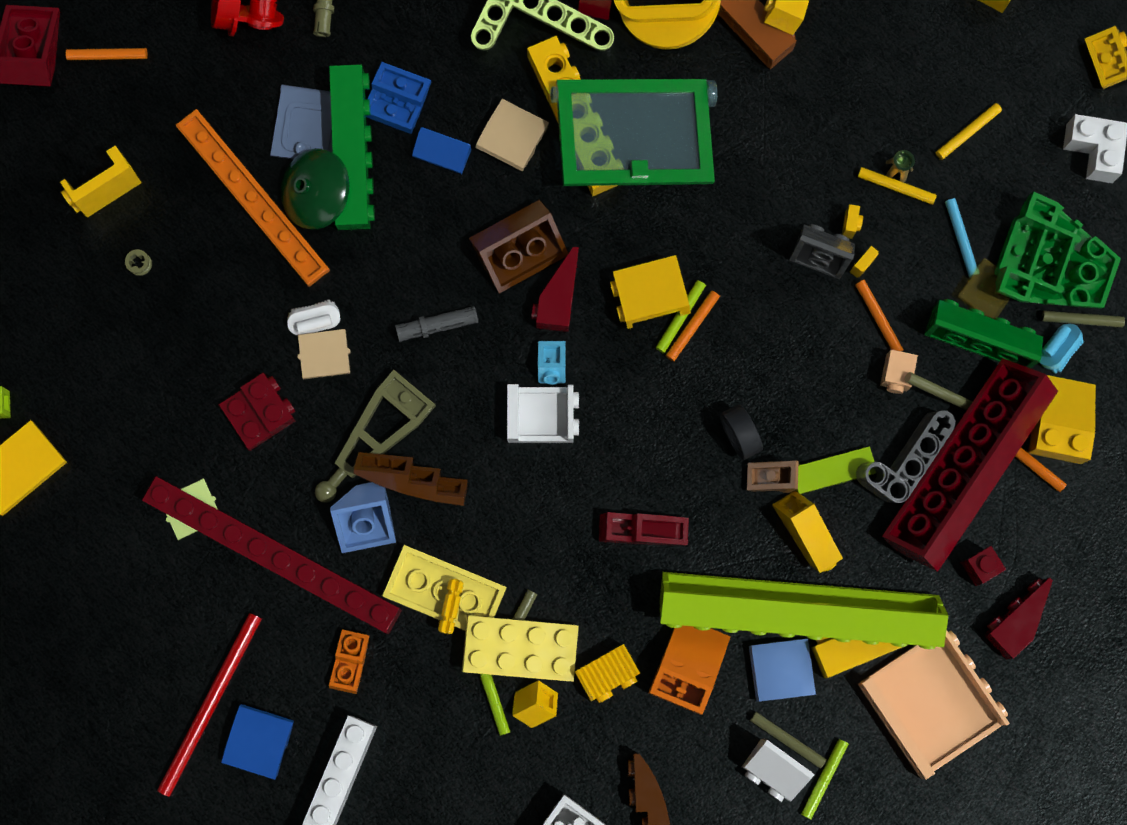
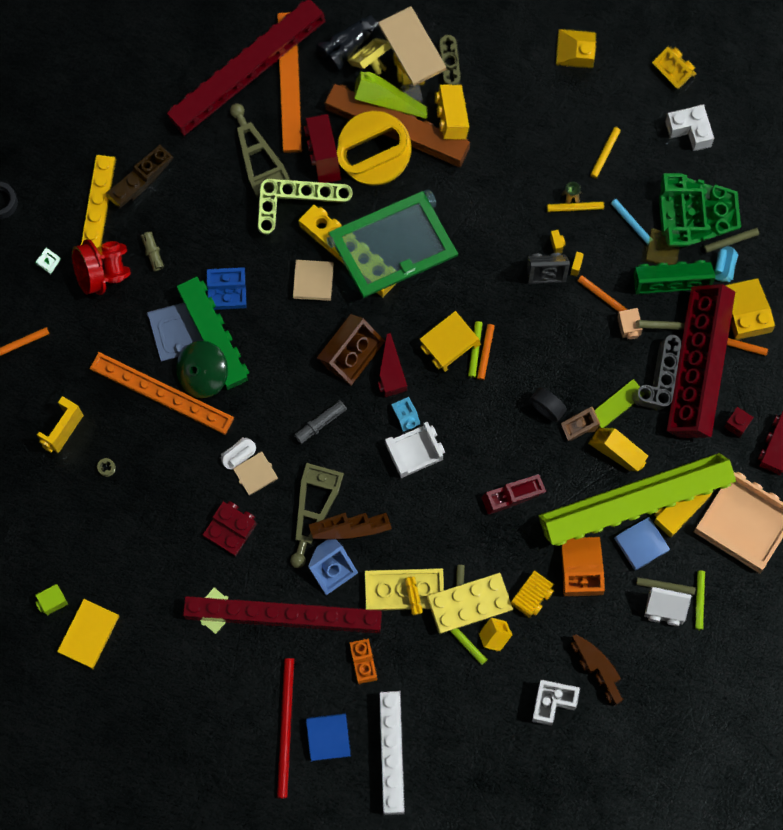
camera: 20 degrees left, 5 degrees down
(441, 150) = (272, 309): blue slope -> none

